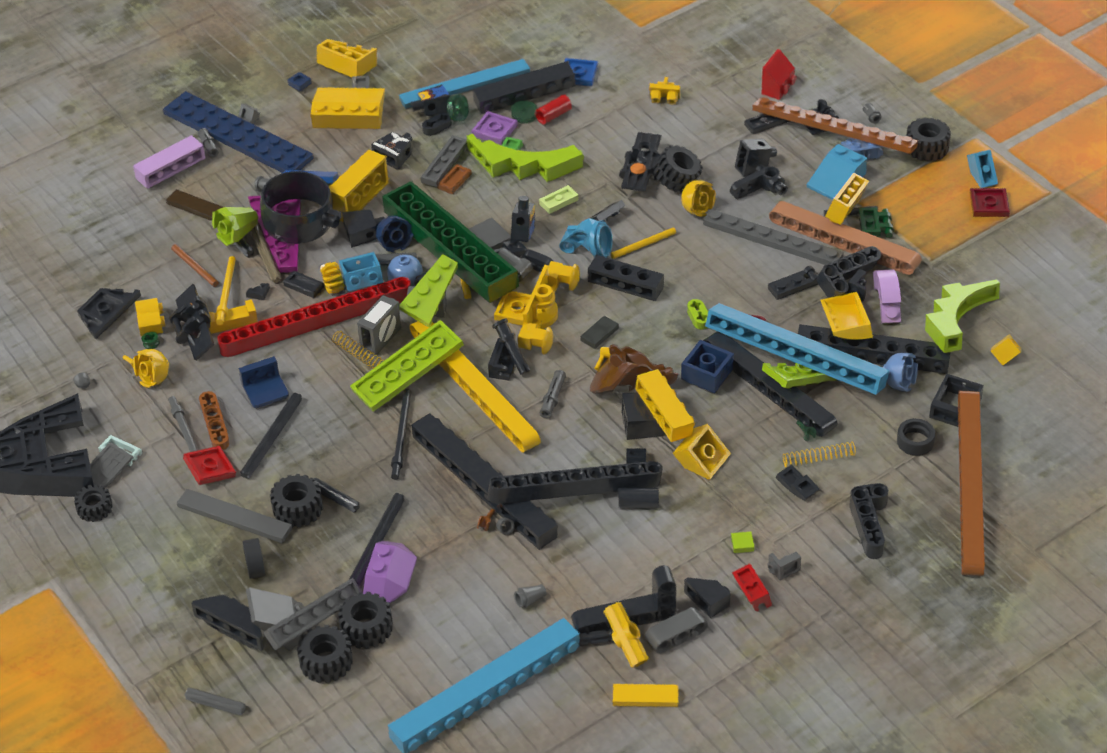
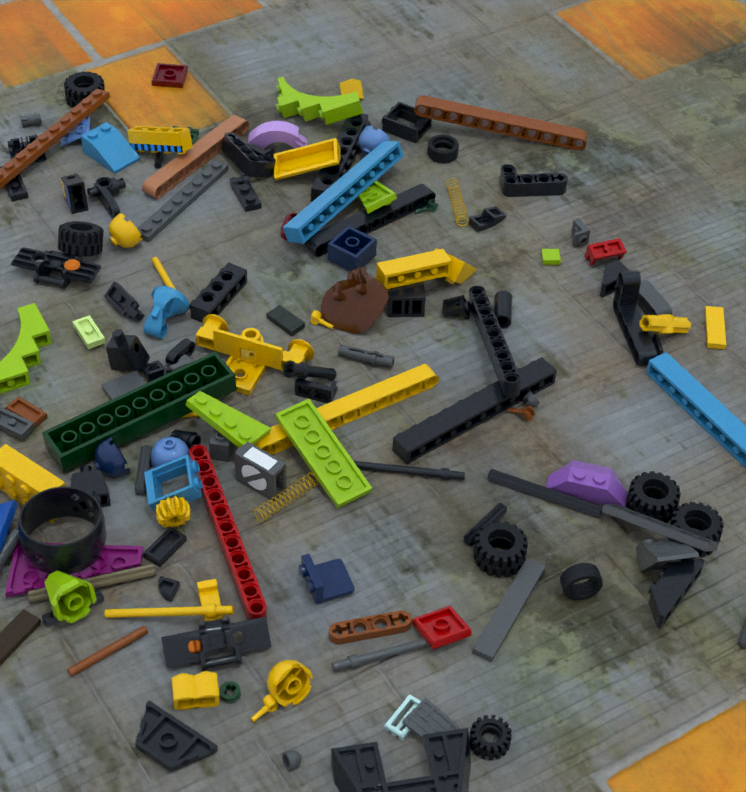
camera: 90 degrees left, 0 degrees up
(271, 435) = (398, 575): black axle -> none
(527, 595) = (615, 388): dark grey cone -> none
(695, 315) = (274, 254): lime beam -> none
(982, 168) = (129, 69): dark azure slope -> none

